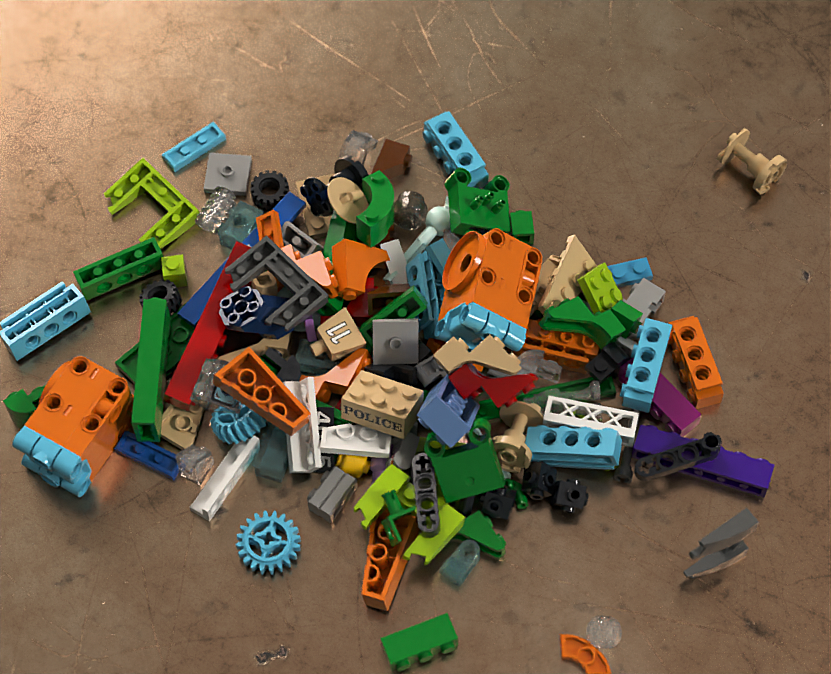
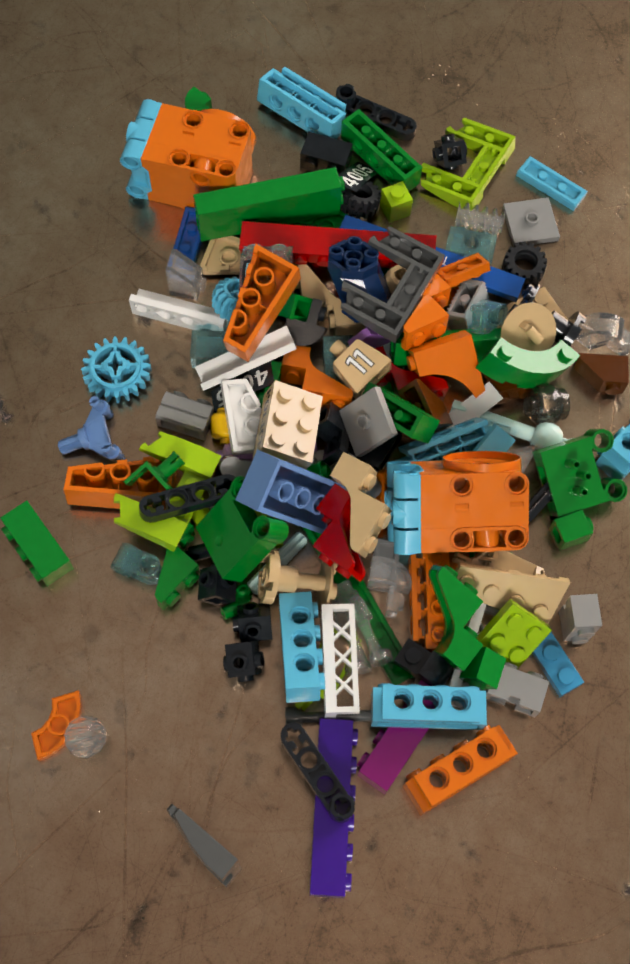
camera: 70 degrees right, 5 degrees up
(48, 279) = (348, 96): none -> black beam
(103, 316) = (324, 153): none -> black brick
(136, 293) = (357, 175): none -> black sticker
(139, 213) = (456, 154): none -> black brick
(318, 230) = (487, 316): none -> clear light blue piece
(330, 574) = (94, 433): none -> medium blue axle
(600, 240) = (580, 618): none -> light grey brick

